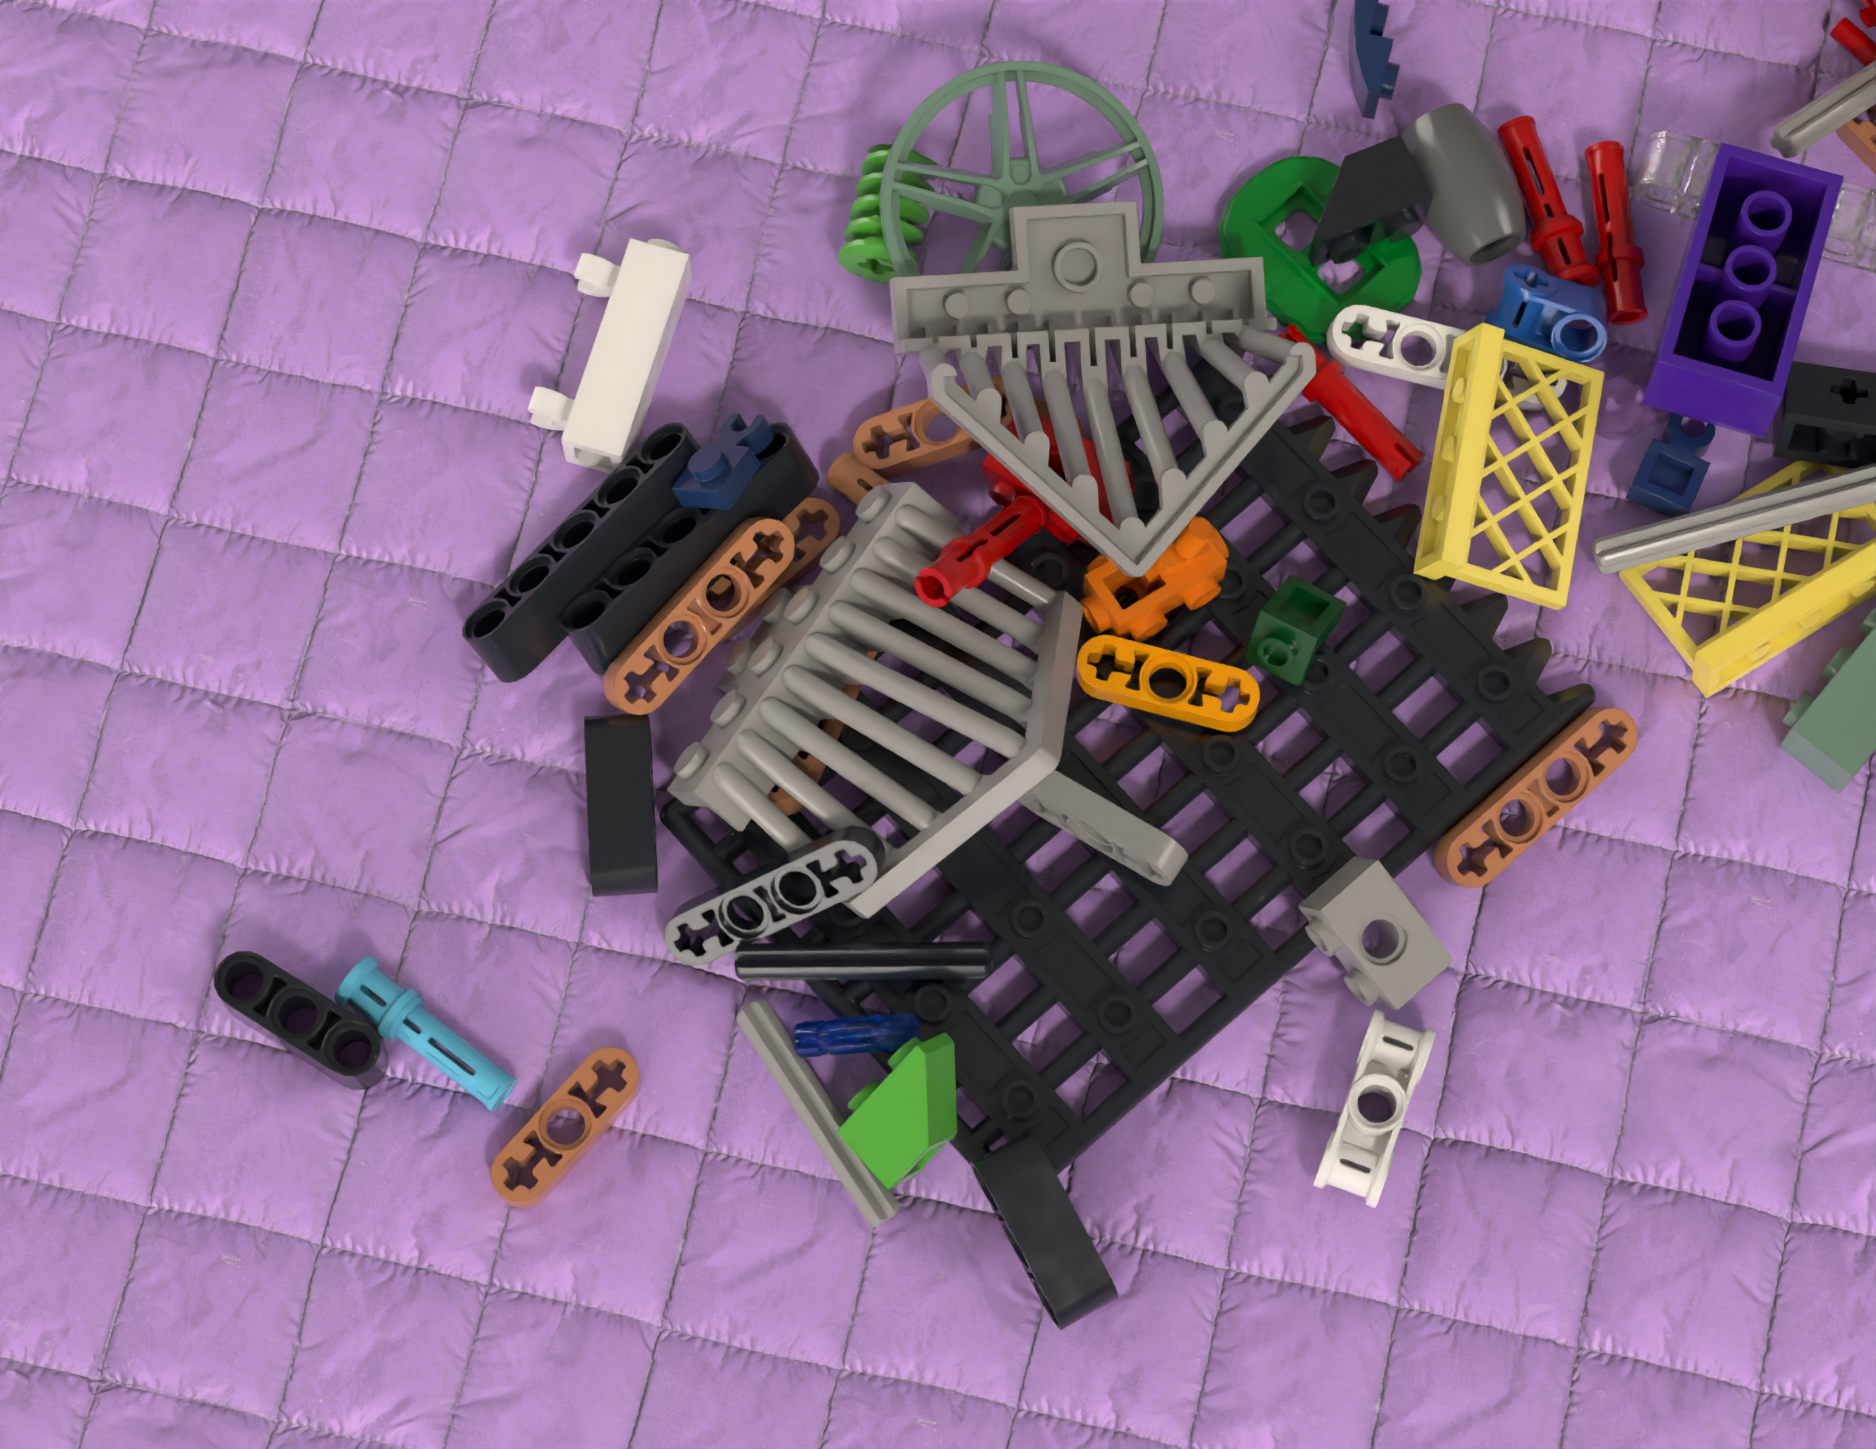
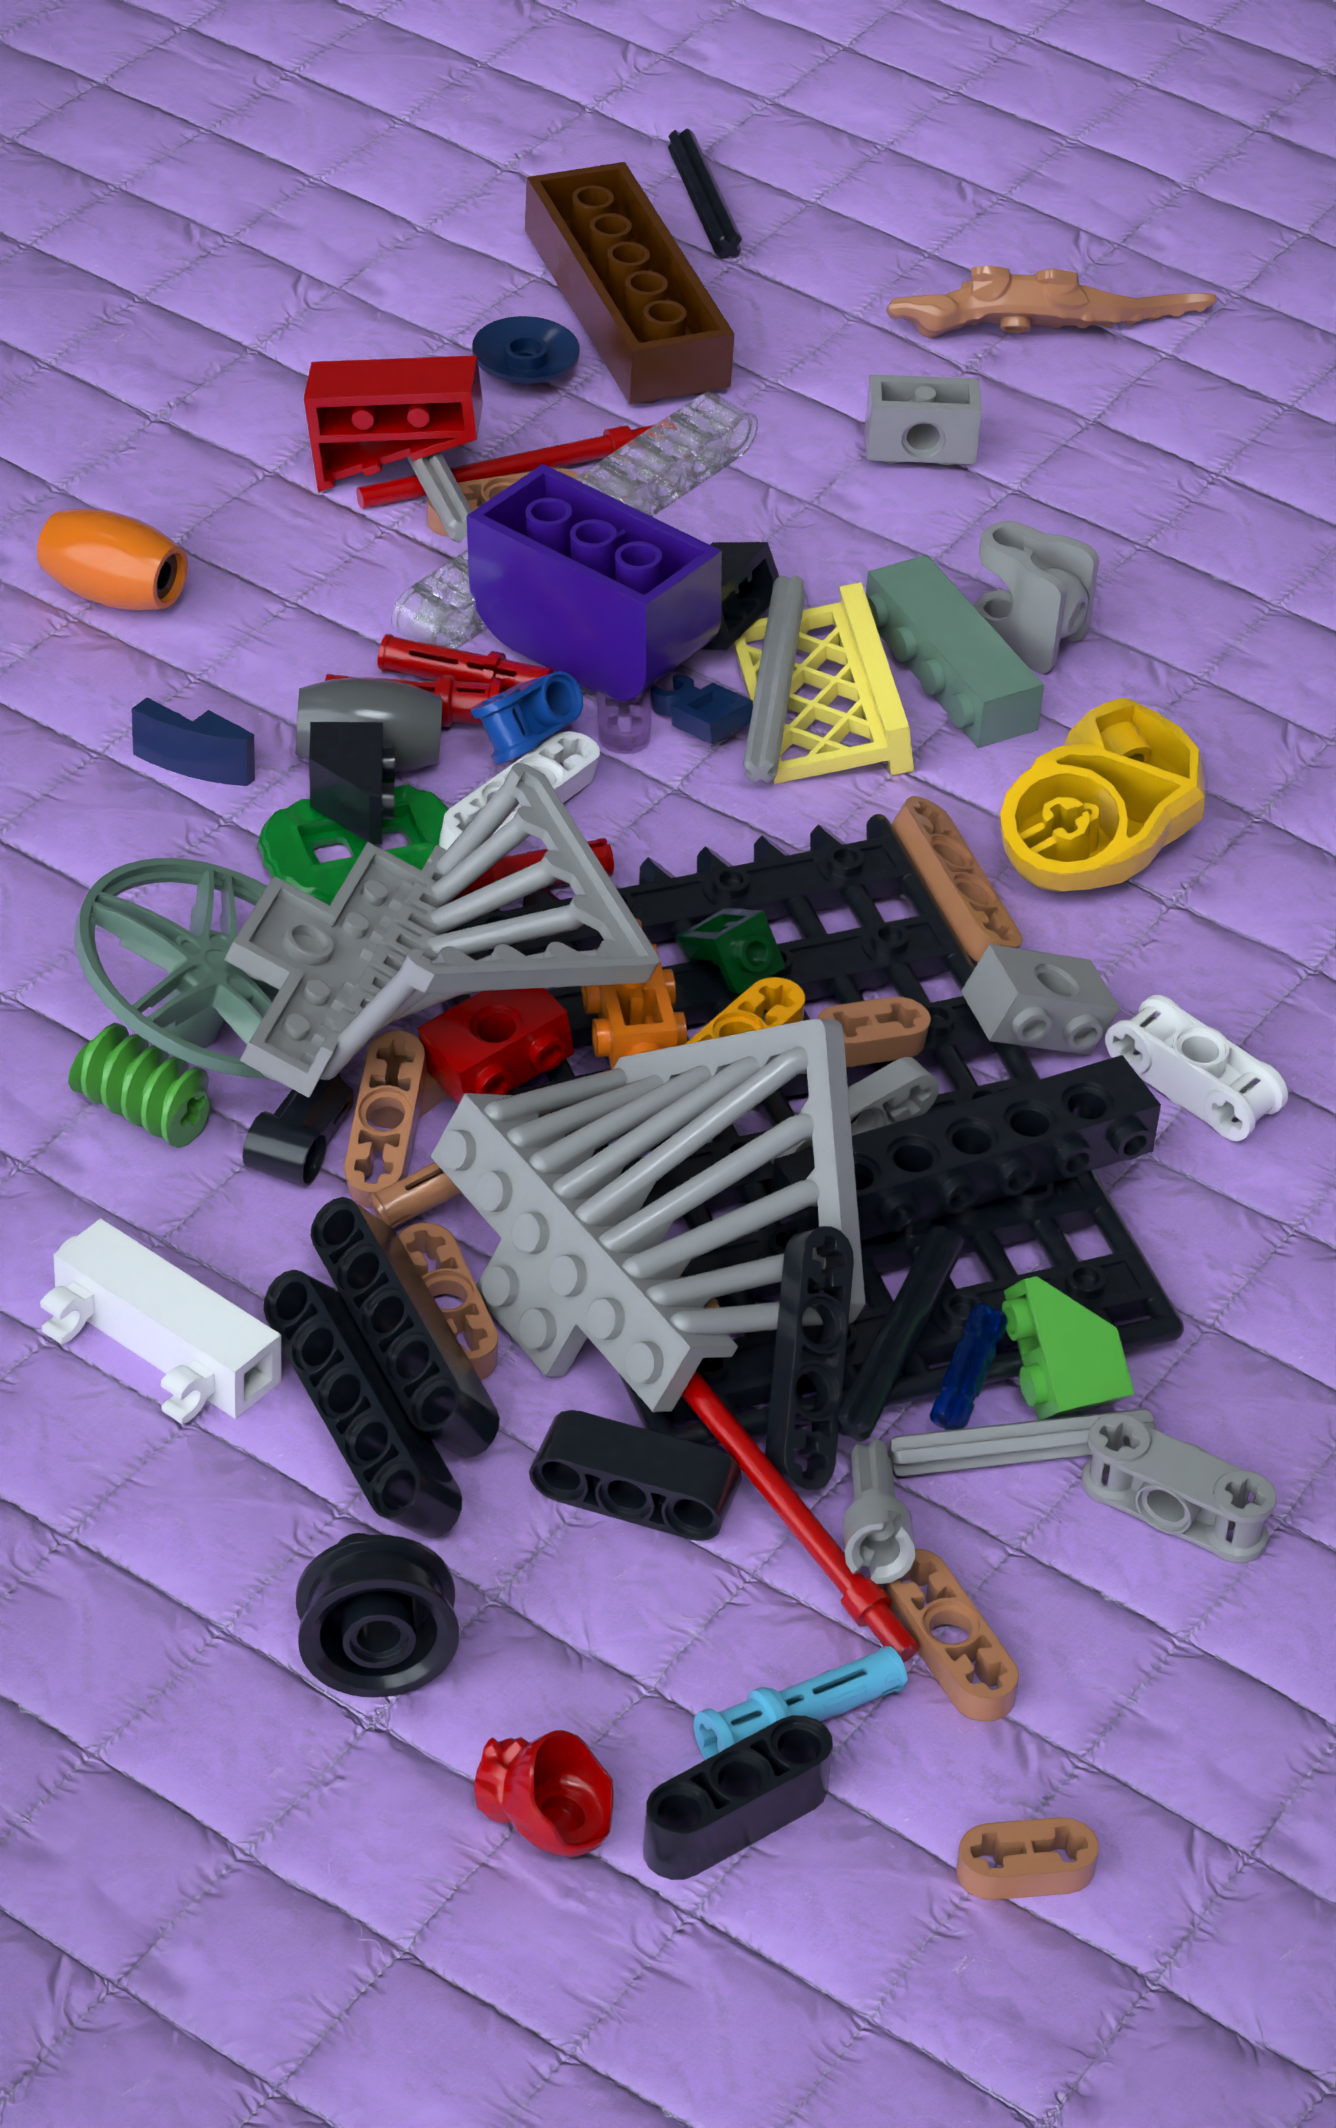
camera: 70 degrees left, 30 degrees down
(236, 875) = (548, 1791): none -> red hair
(333, 1281) = (1027, 1858): none -> nougat beam
(343, 664) = (376, 1615): none -> black wheel
(570, 1043) = (862, 1597): none -> red bar
(626, 1024) = (877, 1523): none -> light grey piece
(692, 607) = (483, 1335): nougat beam -> none
(722, 471) = (345, 1255): dark blue plate -> none
(808, 1264) = (1178, 1488): none -> light grey piece
(877, 372) = (296, 1136): none -> black piece
(968, 560) = (566, 1067): red pin -> none
(1044, 1230) = (1221, 1301): black beam -> none
(1137, 948) = (989, 1147): none -> black brick
(1232, 806) = (880, 1029): none -> nougat beam
(1459, 467) = (650, 786): light yellow fence -> none
(1700, 899) = (1103, 800): none -> yellow piece

